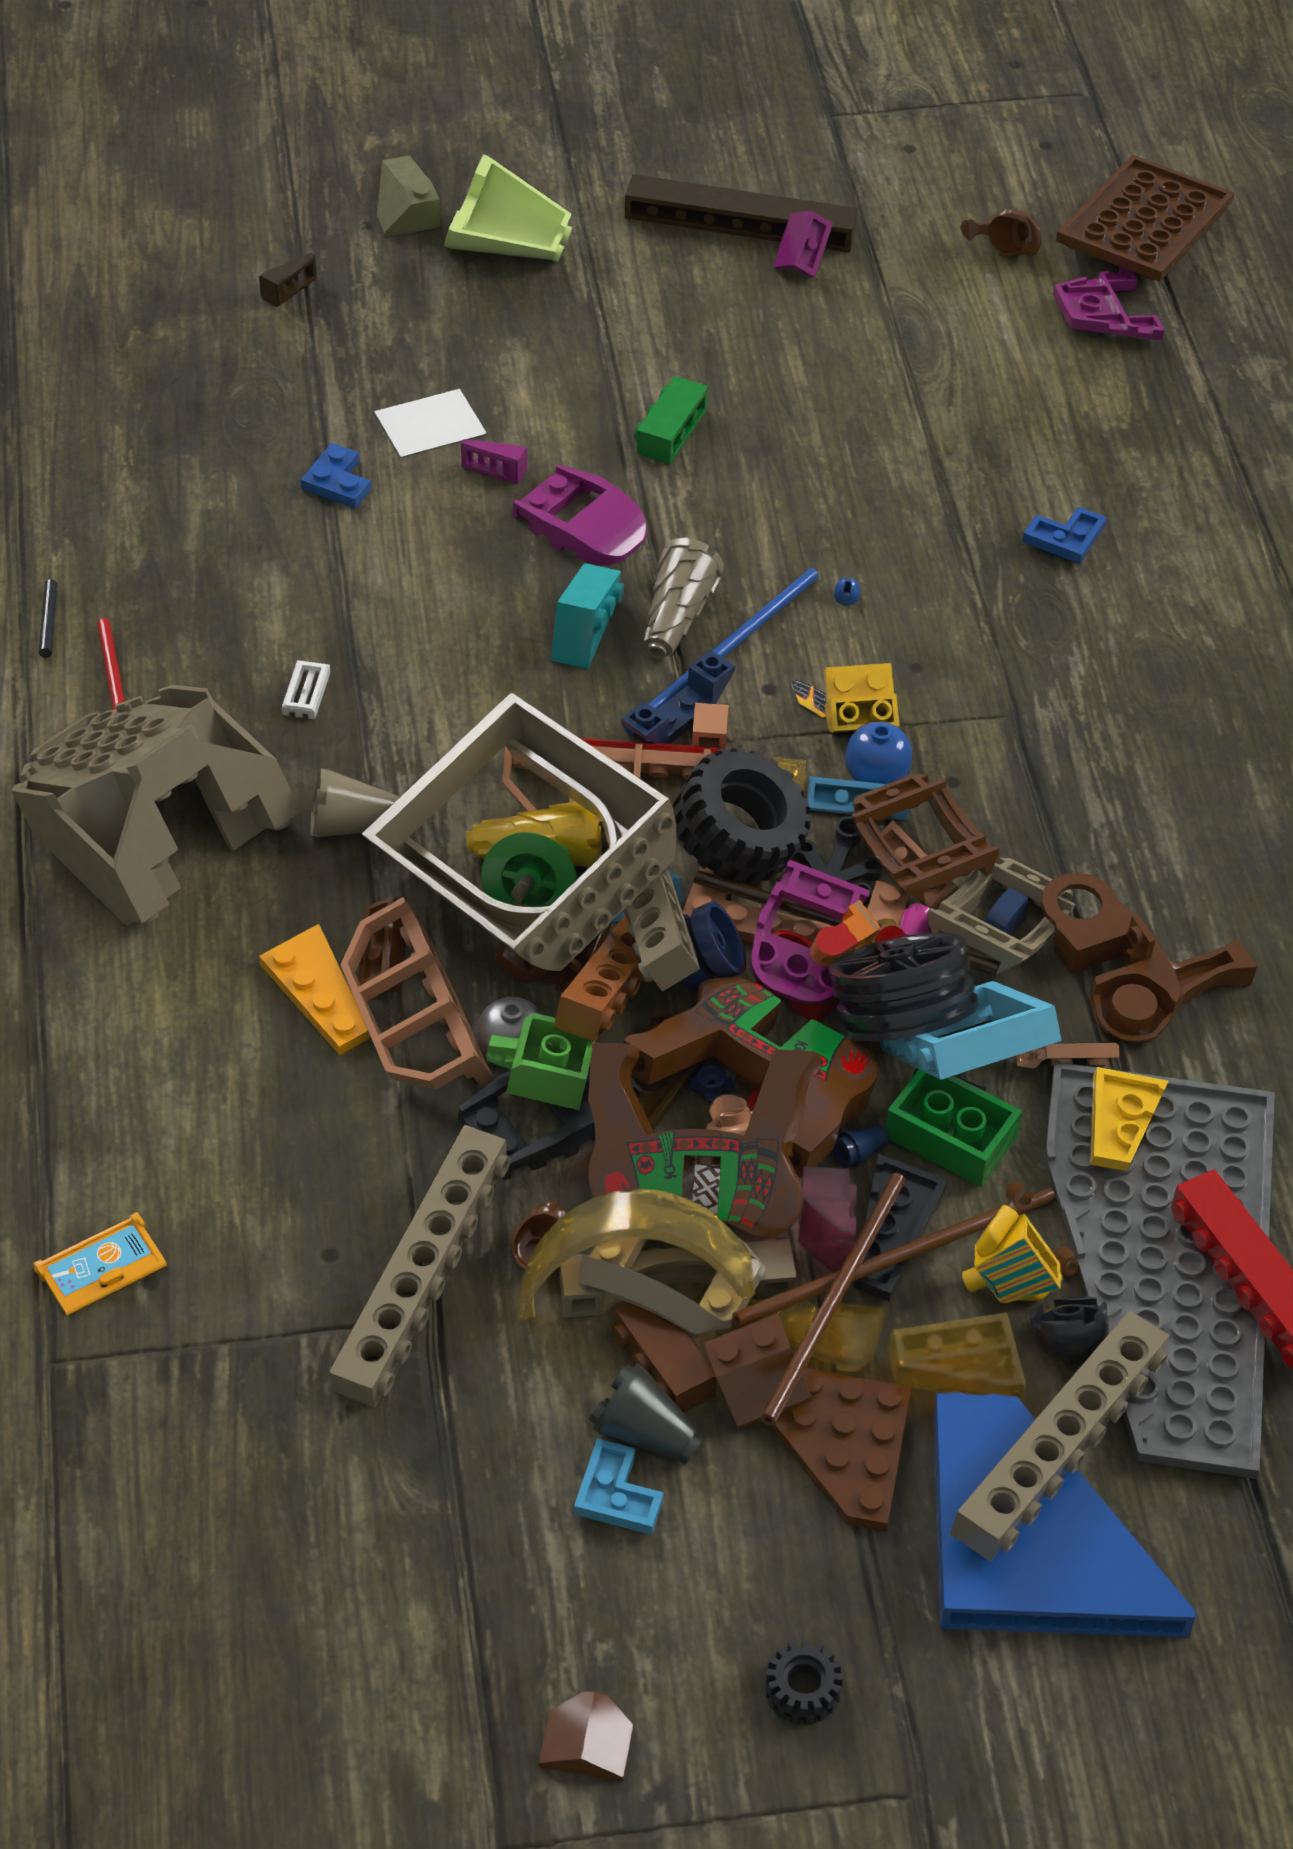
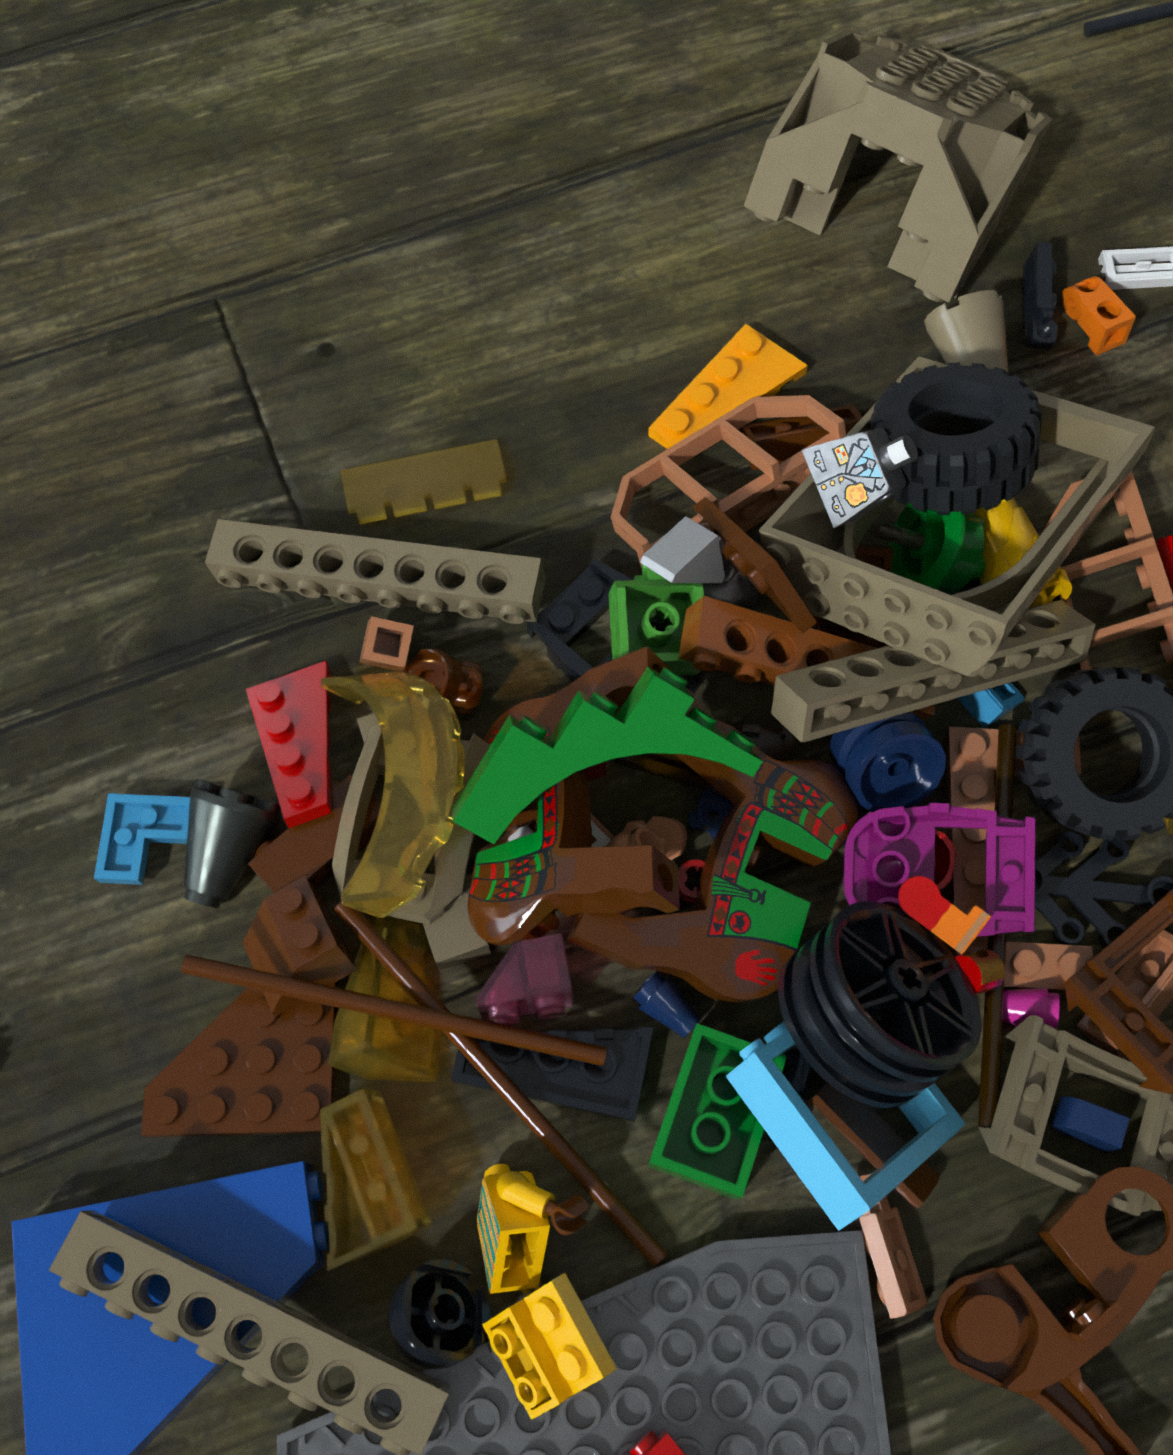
camera: 80 degrees right, 20 degrees up
(100, 1260) = (325, 291): door -> none
(110, 662) = (1095, 86): red piece -> none
(311, 756) = (1038, 298): none -> black hinge
(329, 1226) = (414, 478): none -> clear yellow windscreen
(342, 725) = (1098, 313): none -> orange leg
(484, 842) = (971, 435): none -> black tyre
(486, 872) = (858, 472): none -> torso
(496, 1267) = (386, 644): none -> nougat brick
(507, 1010) = (687, 555): none -> light grey slope
(525, 971) = (755, 563): none -> reddish brown wing
(562, 1350) = (296, 740): none -> red wing
(660, 1089) = (652, 720): none -> green arch
(1104, 1248) = (548, 1346): none -> yellow brick
(1121, 1115) = (787, 1335): yellow wing -> none

